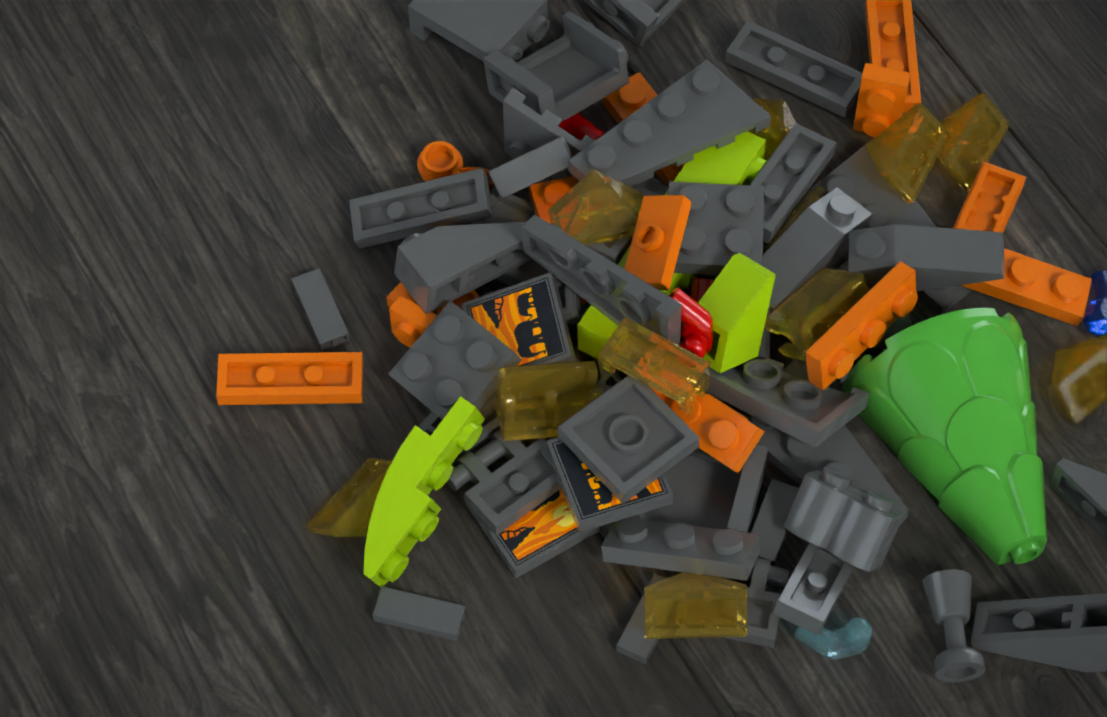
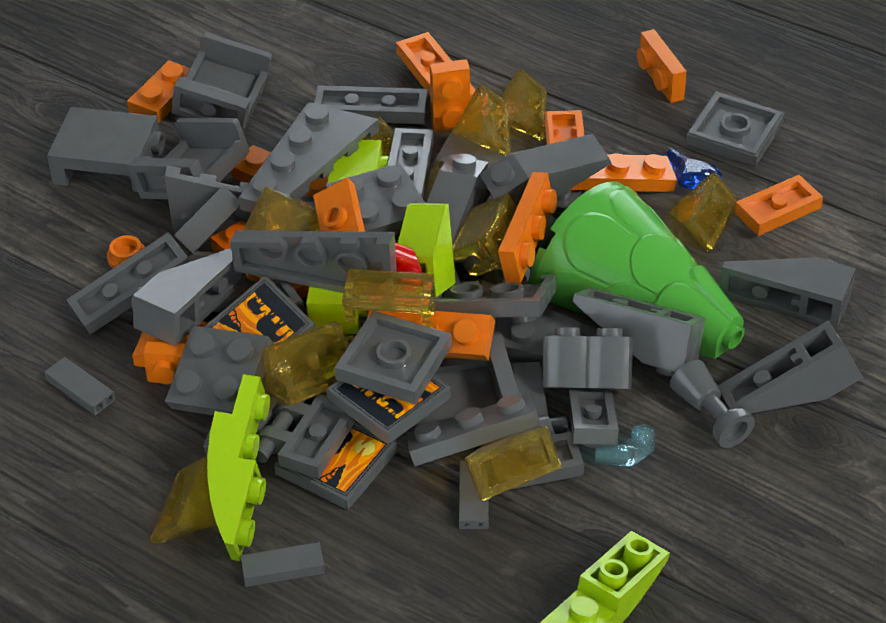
camera: 25 degrees left, 15 degrees down
(290, 378) = (80, 438): orange plate -> none
(938, 514) = (659, 333): none -> dark grey slope

